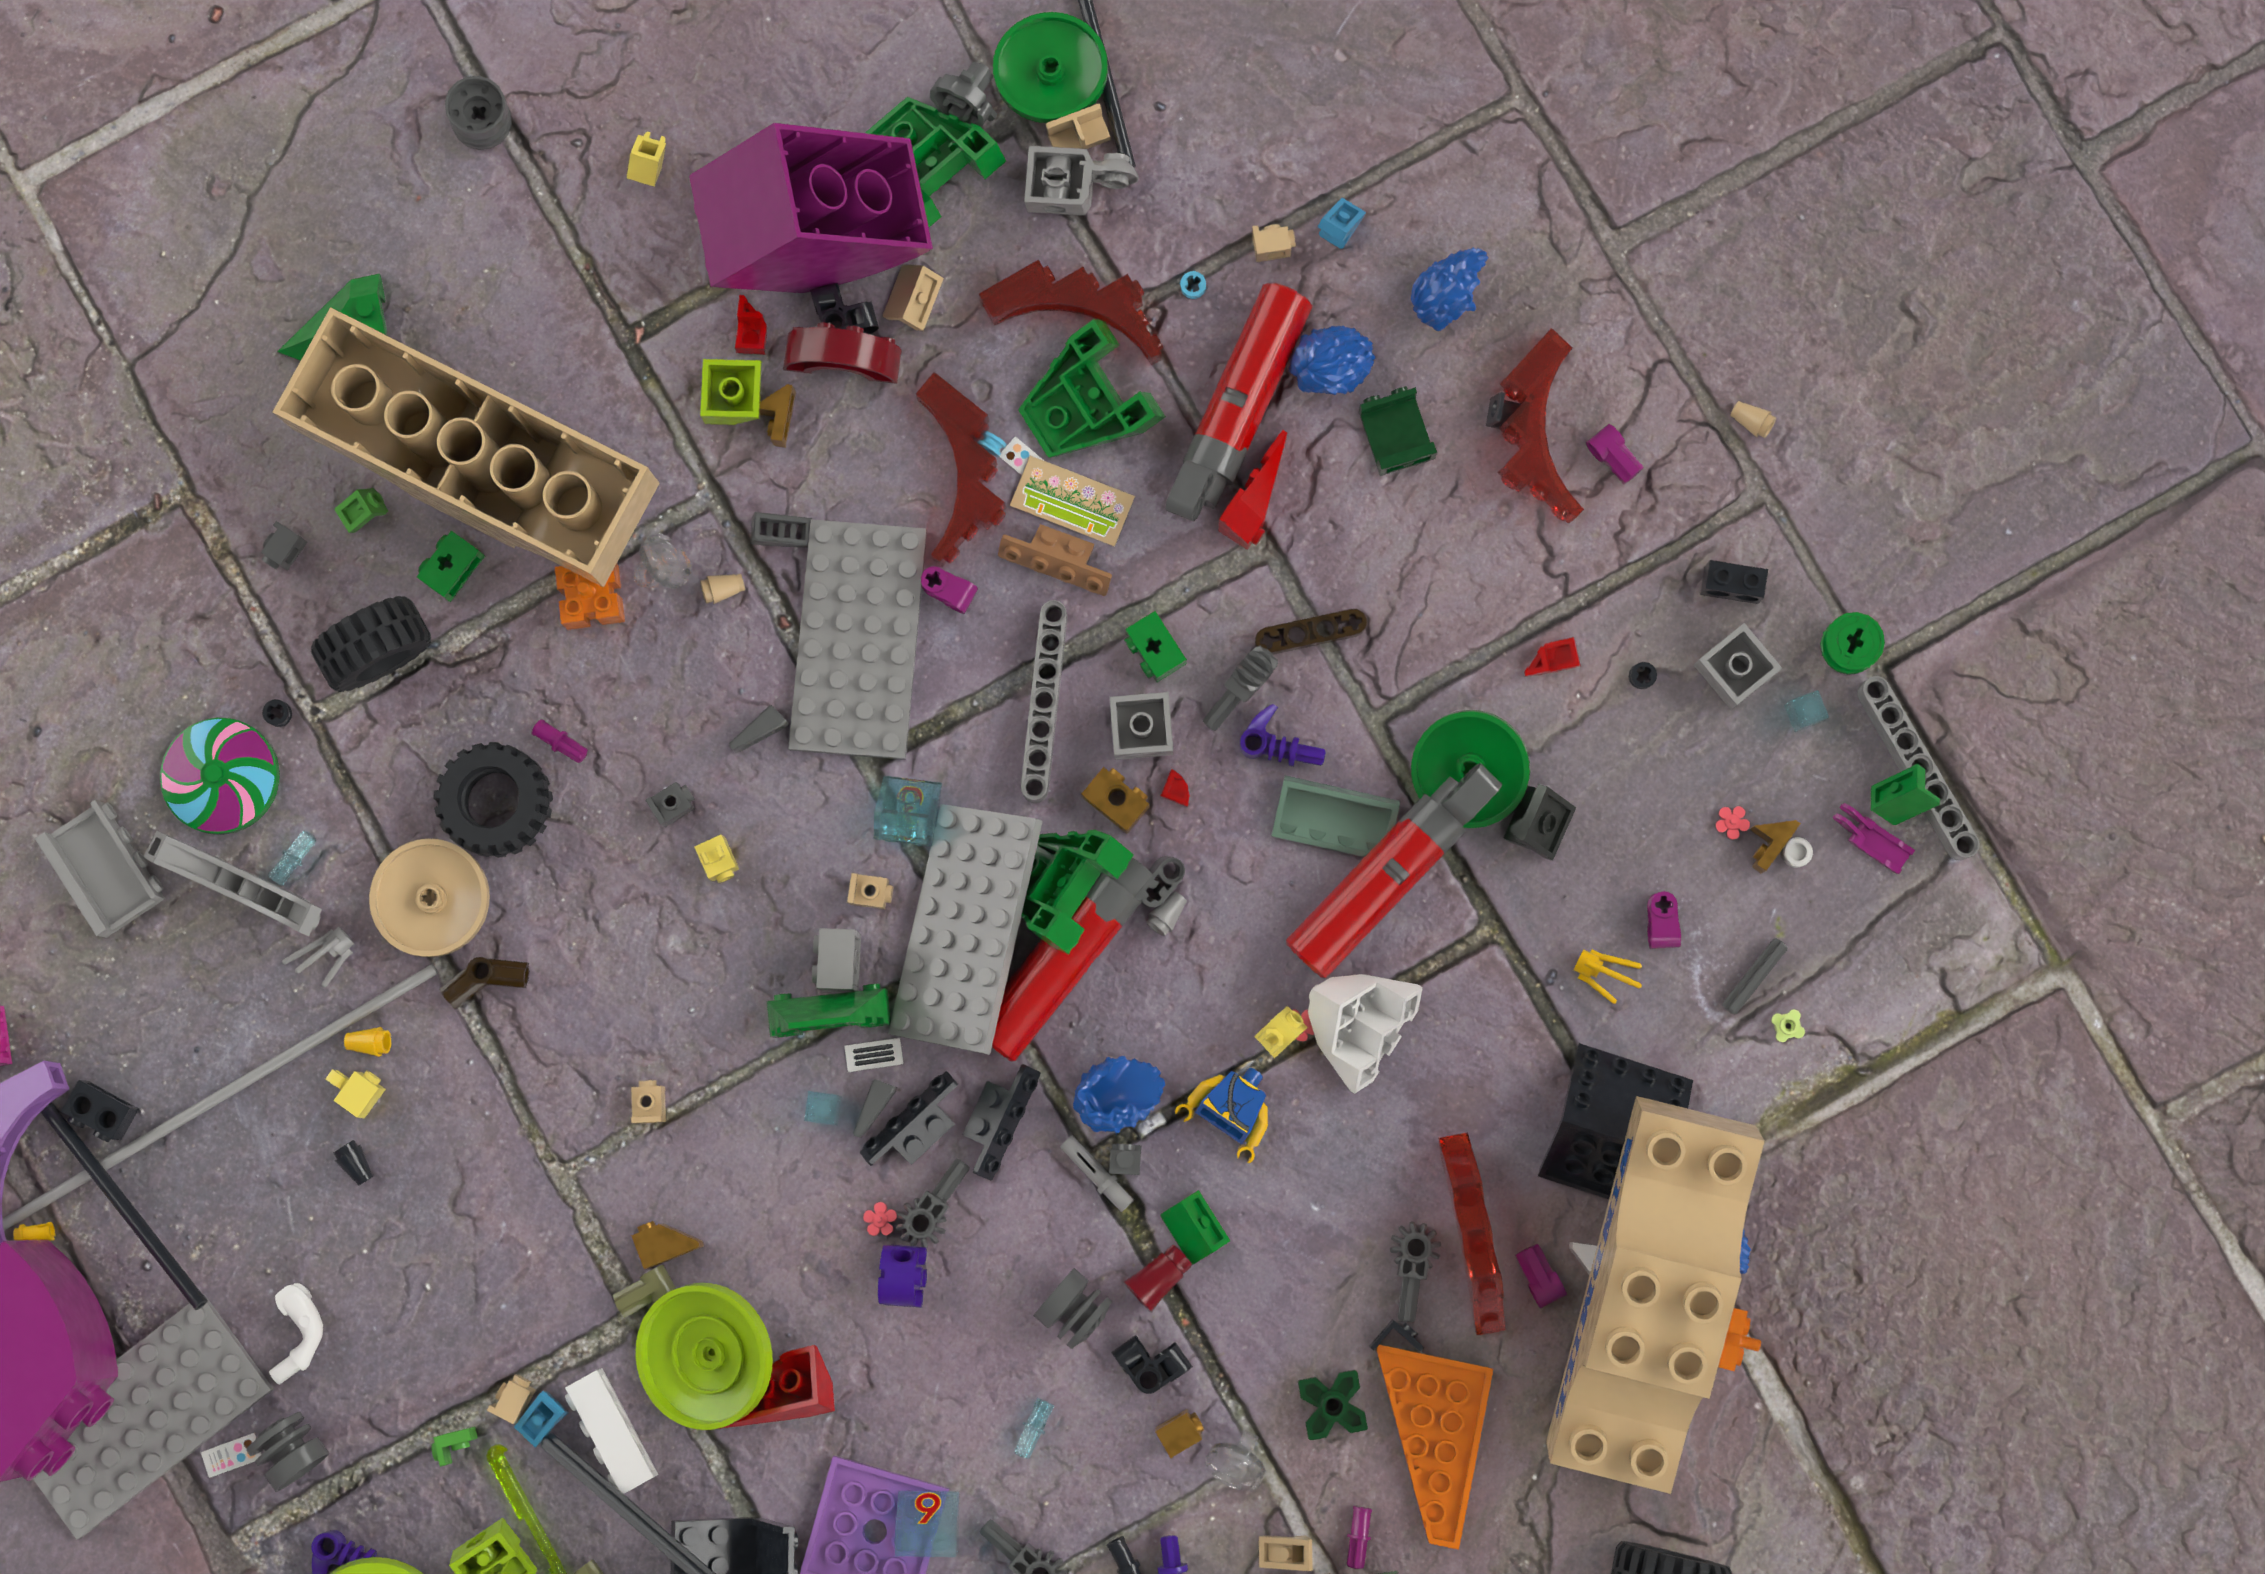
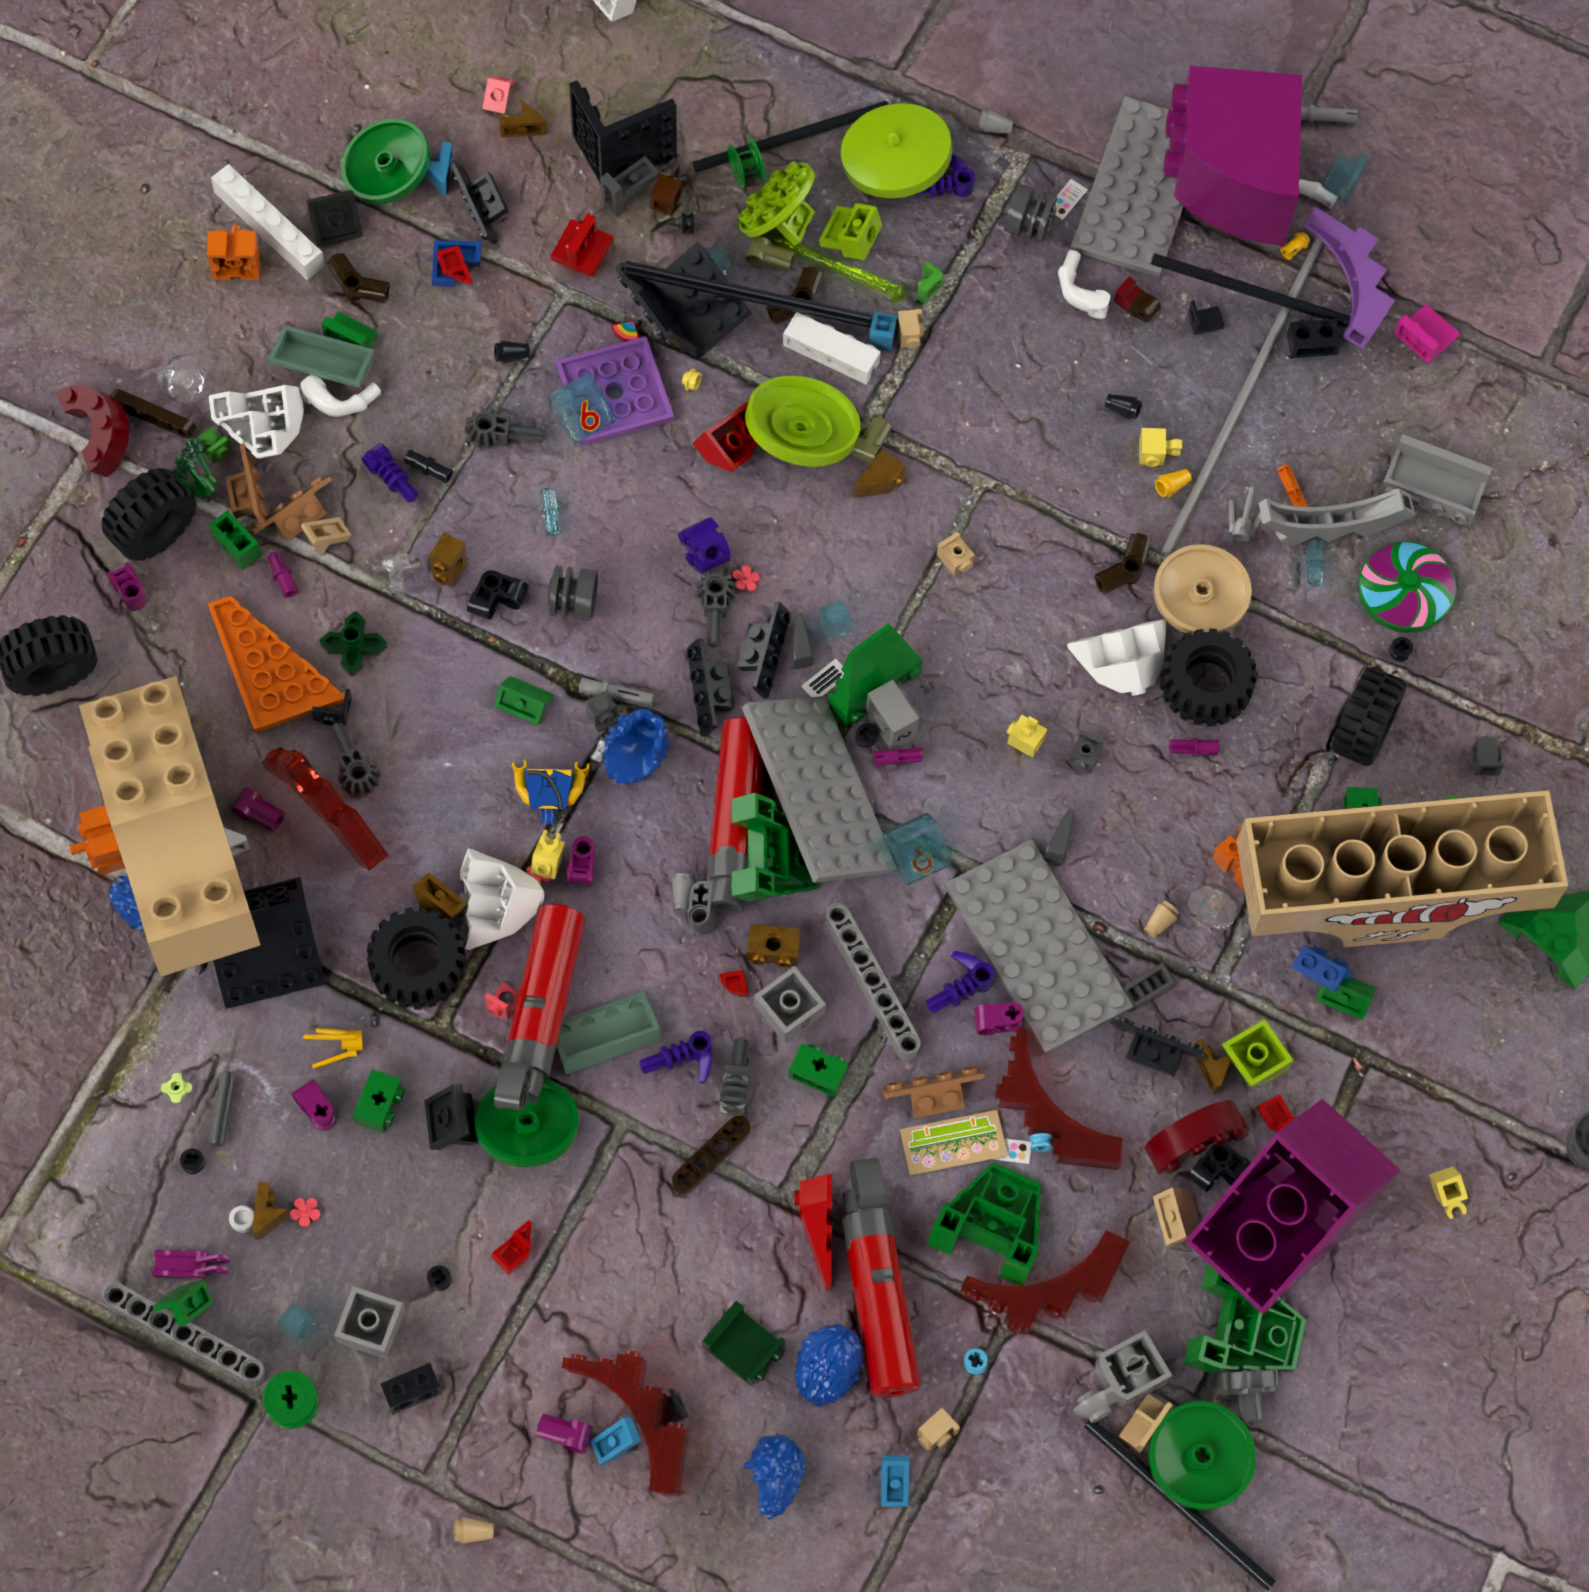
camera: 135 degrees right, 15 degrees down
(194, 1207) = (1205, 319): none -> black bracket
(250, 1275) = (1136, 301): none -> leg
(253, 950) = (1291, 486): none -> orange piece
(559, 879) = (1124, 658): none -> white brick
(589, 1522) = (806, 289): none -> dark brown piece
(598, 404) = (1351, 997): none -> green panel
(606, 428) = (1321, 968): none -> blue bracket
(784, 1491) = (691, 379): none -> light yellow plate
(822, 458) = (1155, 1050): none -> black bracket
(857, 891) = (905, 786): tan brick -> none
(859, 920) = (898, 756): none -> magenta axle
(883, 962) = (871, 730): none -> black bush
(959, 639) = (967, 985): none -> dark purple piece
(1158, 1277) = (528, 649): dark red plant -> none
(1250, 1005) = (581, 866): none -> magenta piece
(1418, 1057) = (438, 897): none -> pearl gold slope
(1424, 907) = (496, 1006): none -> coral bracket
(1516, 994) = (416, 927): none -> black tyre
(1573, 415) = (616, 1441): none -> dark azure slope
(1616, 880) = (377, 1087): none -> green brick
(1818, 933) = (194, 1153): none -> black bush

